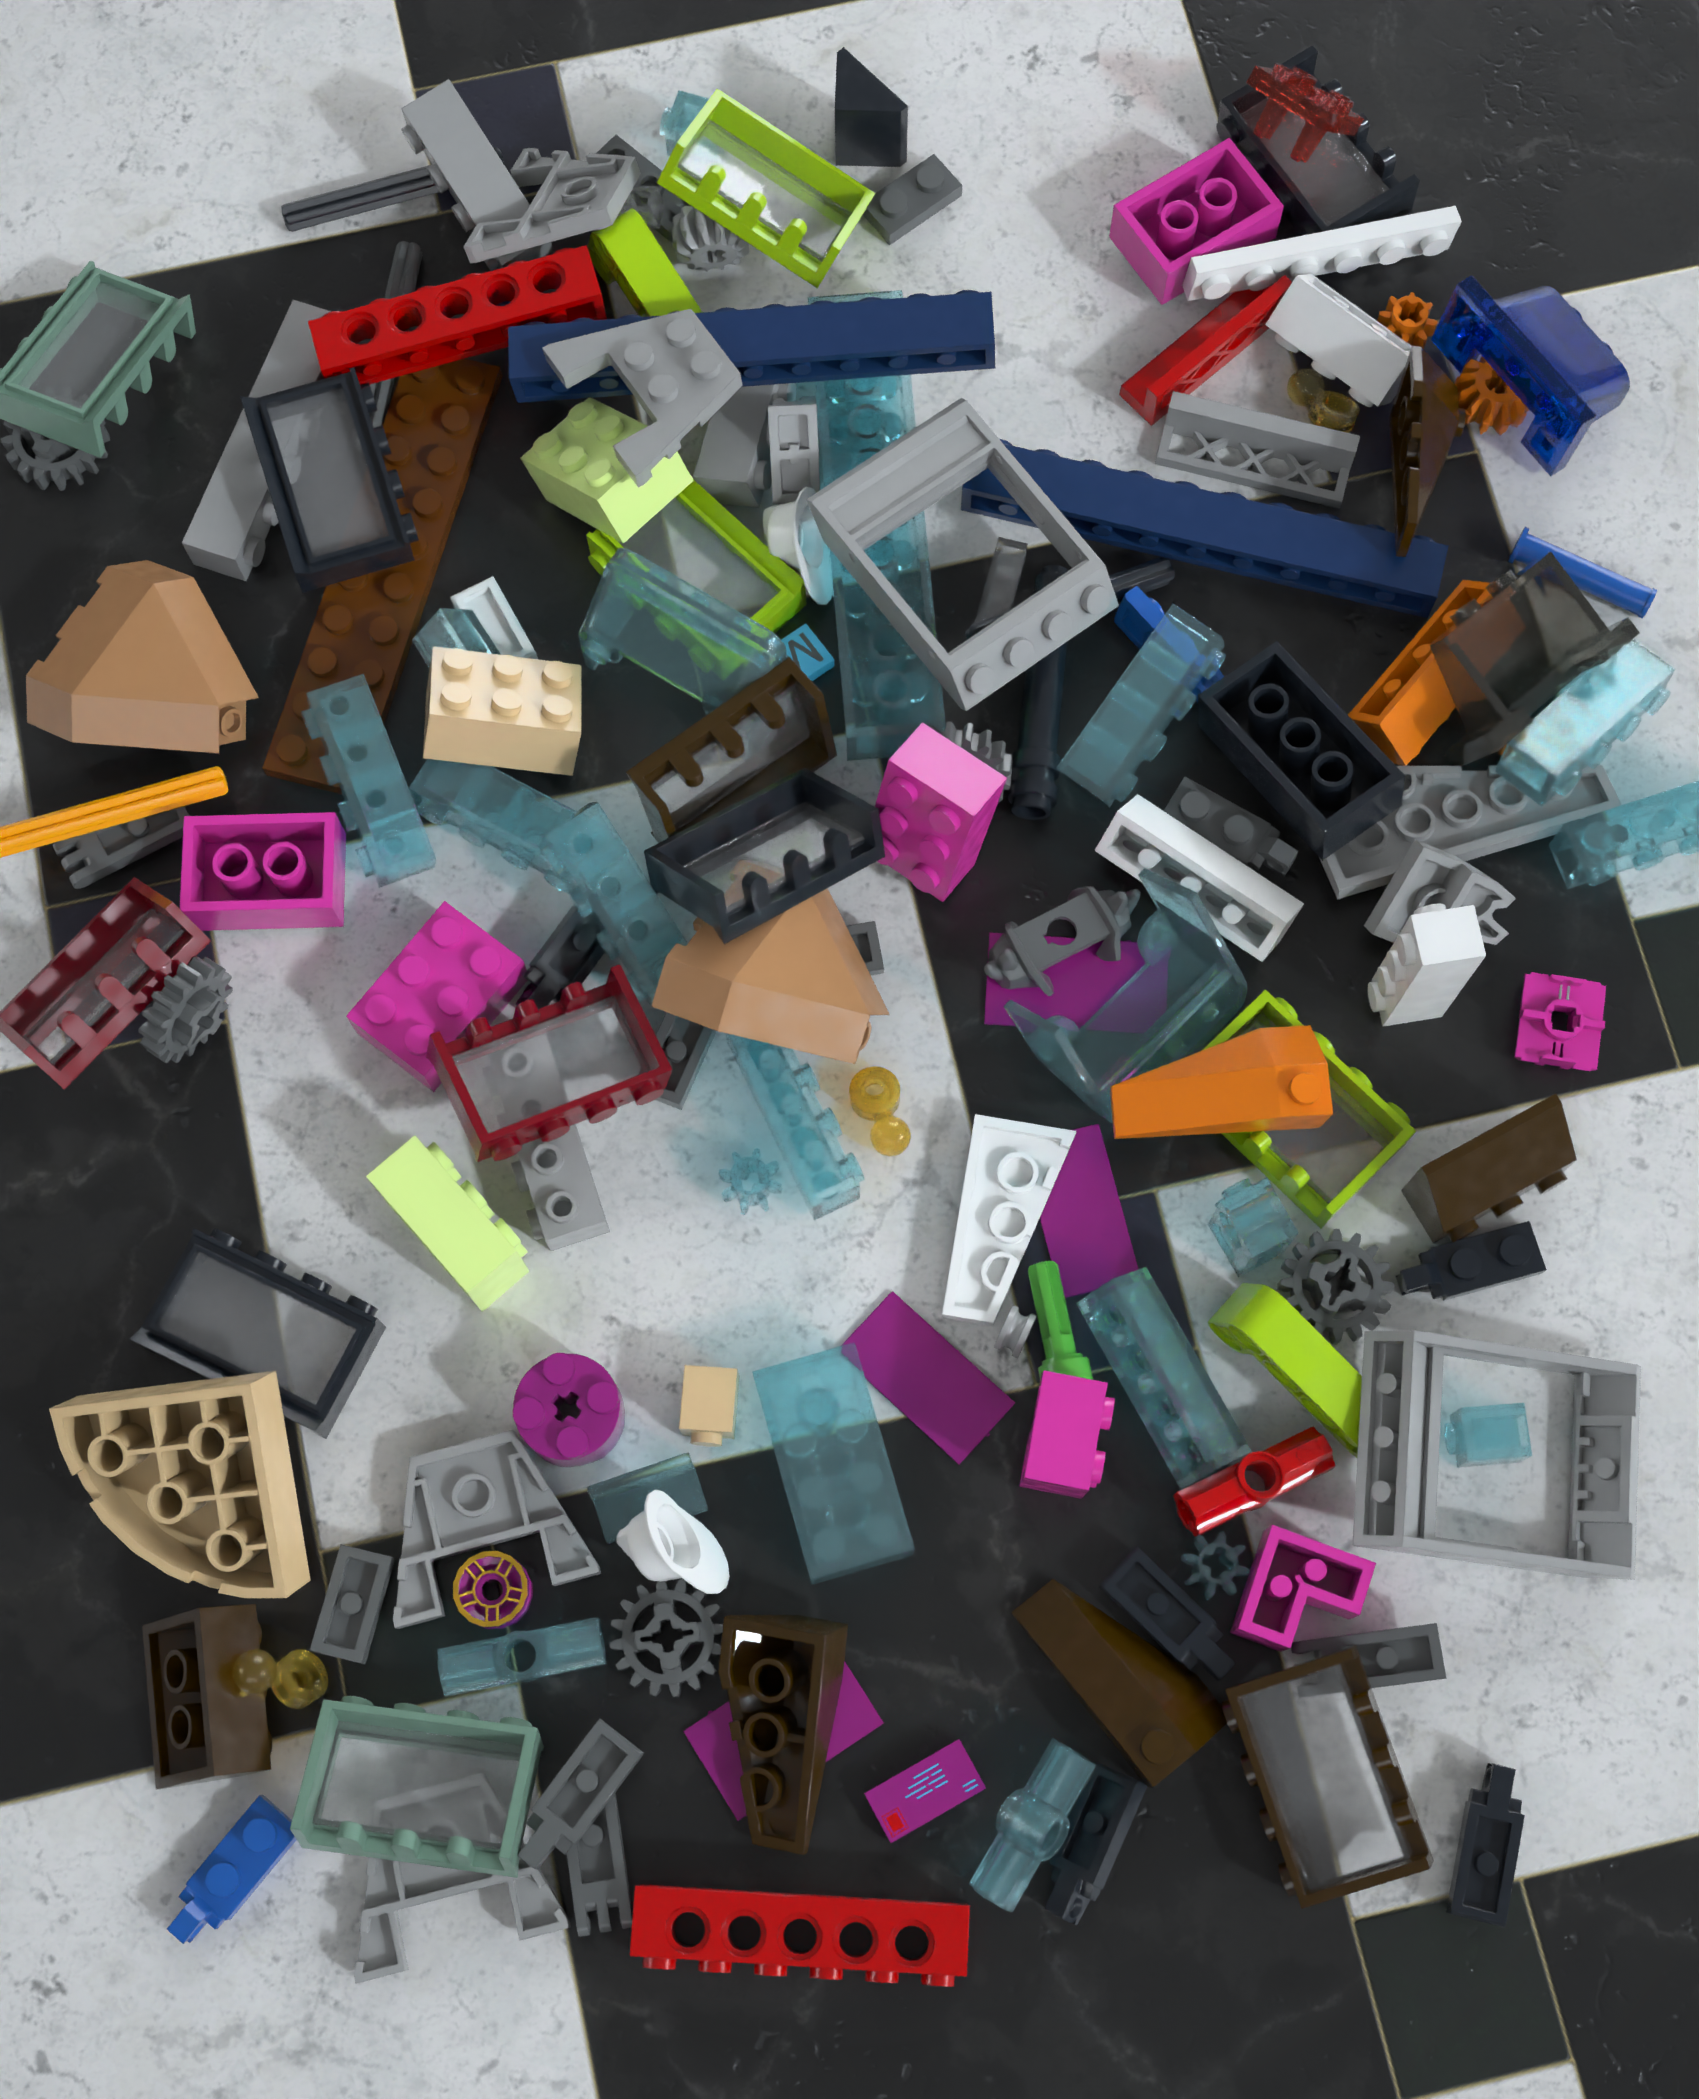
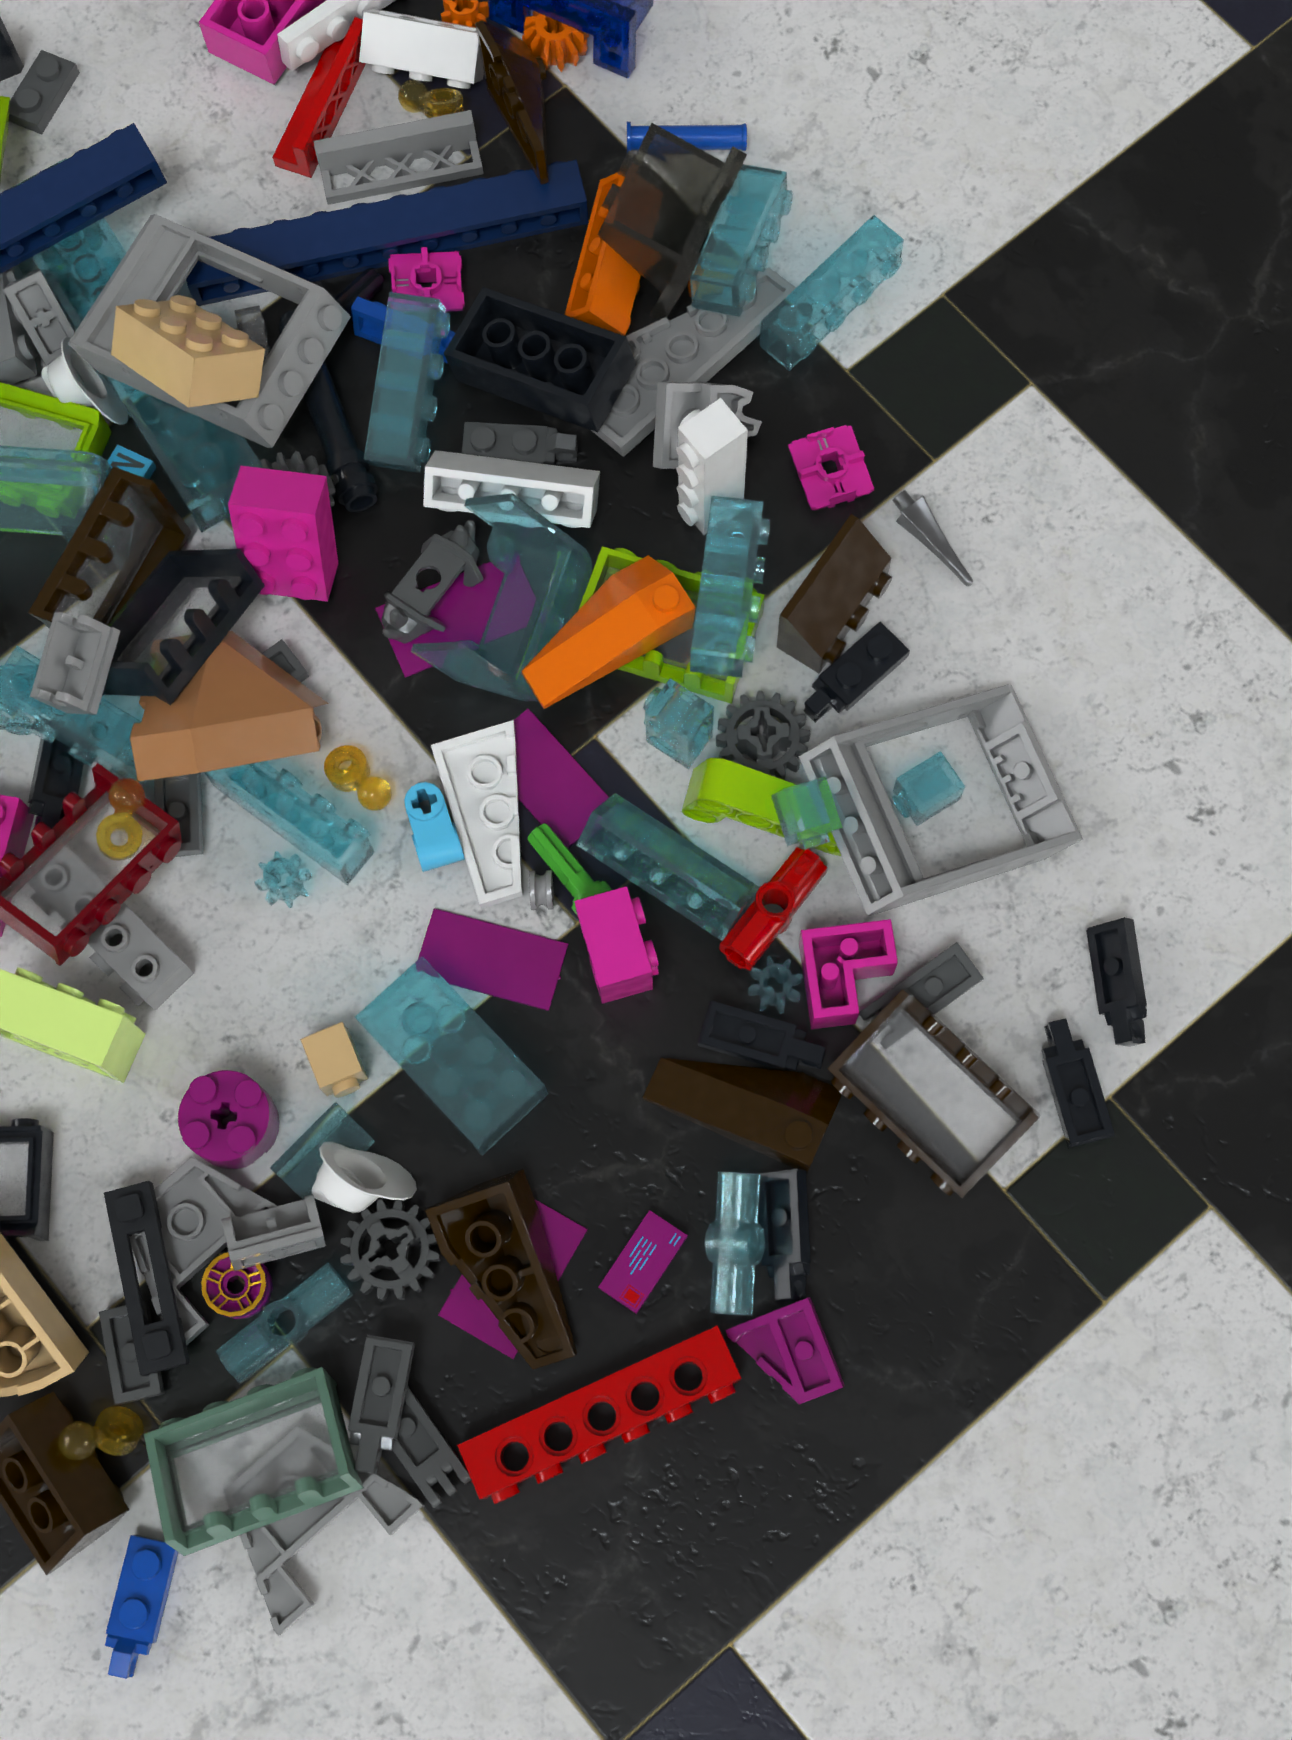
camera: 25 degrees left, 0 degrees up
(387, 1612) = (162, 1342): none -> black container
(557, 1557) = (273, 1233): none -> light grey hinge
(631, 1018) = (125, 797): none -> clear yellow plate
(647, 853) = (75, 664): none -> light grey hinge
(927, 571) = (187, 351): none -> tan brick
(932, 1212) = (433, 832): none -> medium azure piece
(1037, 1972) = (791, 1350): none -> magenta wing
(1226, 584) = (429, 267): none -> dark pink piece
(1342, 1401) = (807, 813): none -> clear light blue brick
(1380, 1105) = (727, 585): none -> clear light blue brick
(1596, 1756) = (1118, 979): none -> black hinge
(1630, 1132) = (920, 522): none -> flat silver piece

